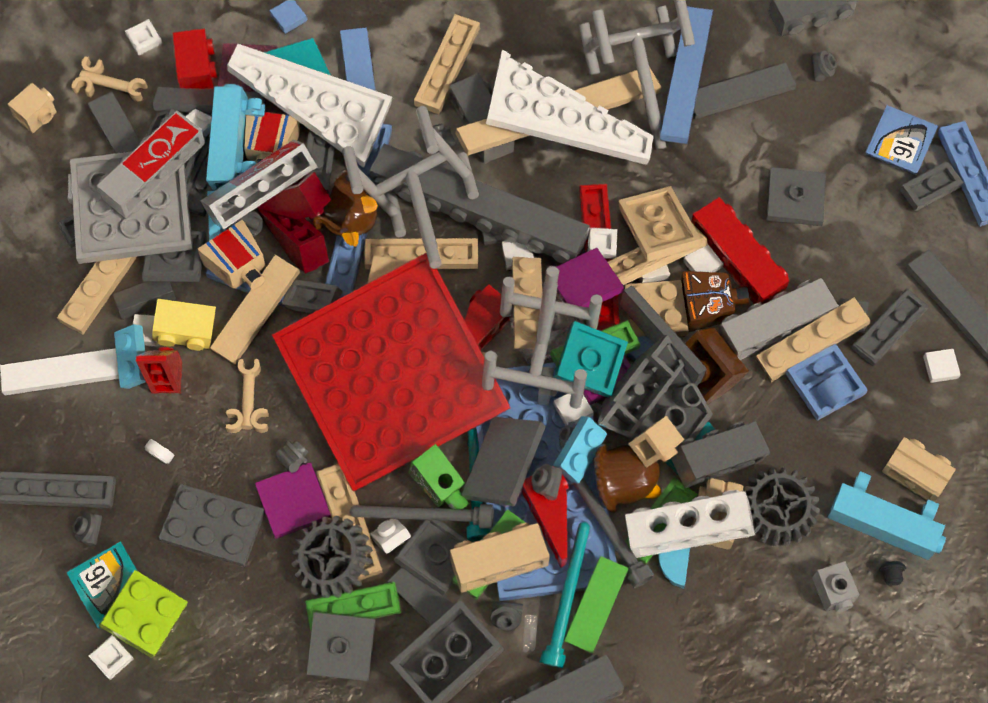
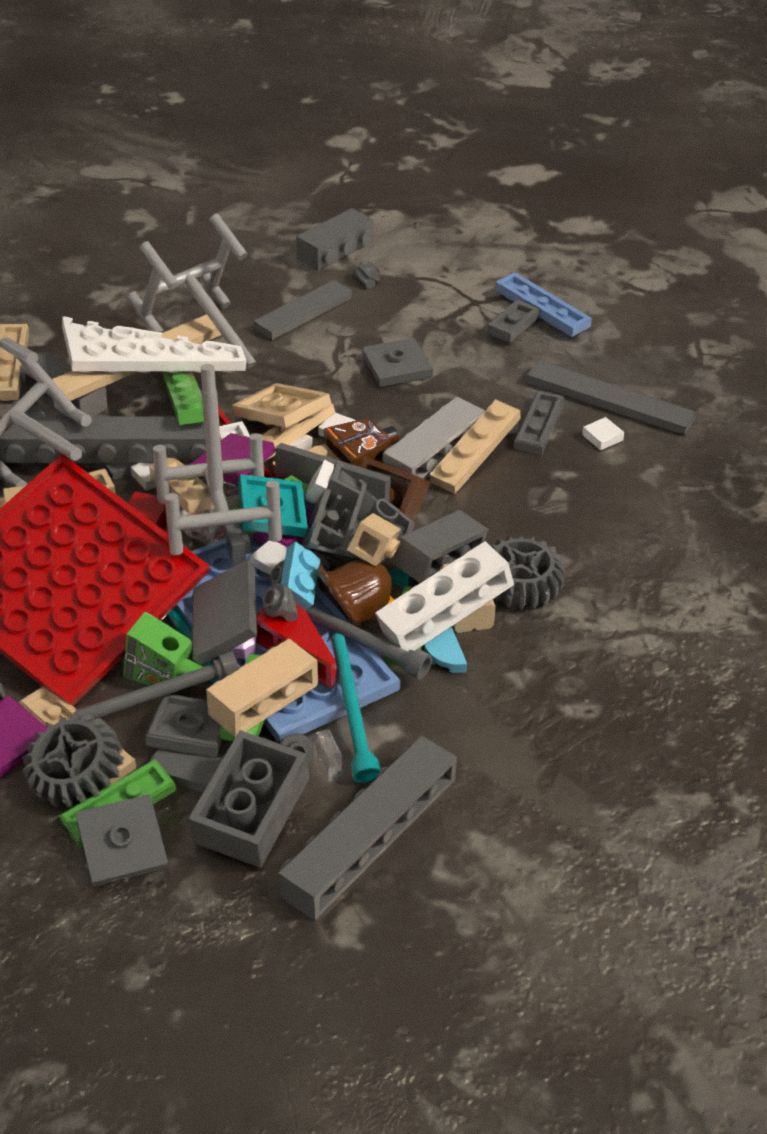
camera: 25 degrees left, 25 degrees down
(390, 535) = (131, 722): white plate -> none
(575, 191) = (184, 396): none -> bright green plate
(596, 604) = (385, 704): bright green tile -> none
(644, 347) = (319, 482): none -> white tile
(686, 79) = (248, 309): medium blue tile -> none
(740, 252) = (365, 401): red brick -> none
(826, 382) = (506, 473): medium blue plate -> none
(836, 587) = (614, 613): light grey brick -> none
(888, 521) = (629, 550): medium azure brick -> none
(892, 572) = (660, 587): black piece -> none
(901, 140) = (467, 301): slope -> none
(919, 469) = (633, 505): tan brick -> none

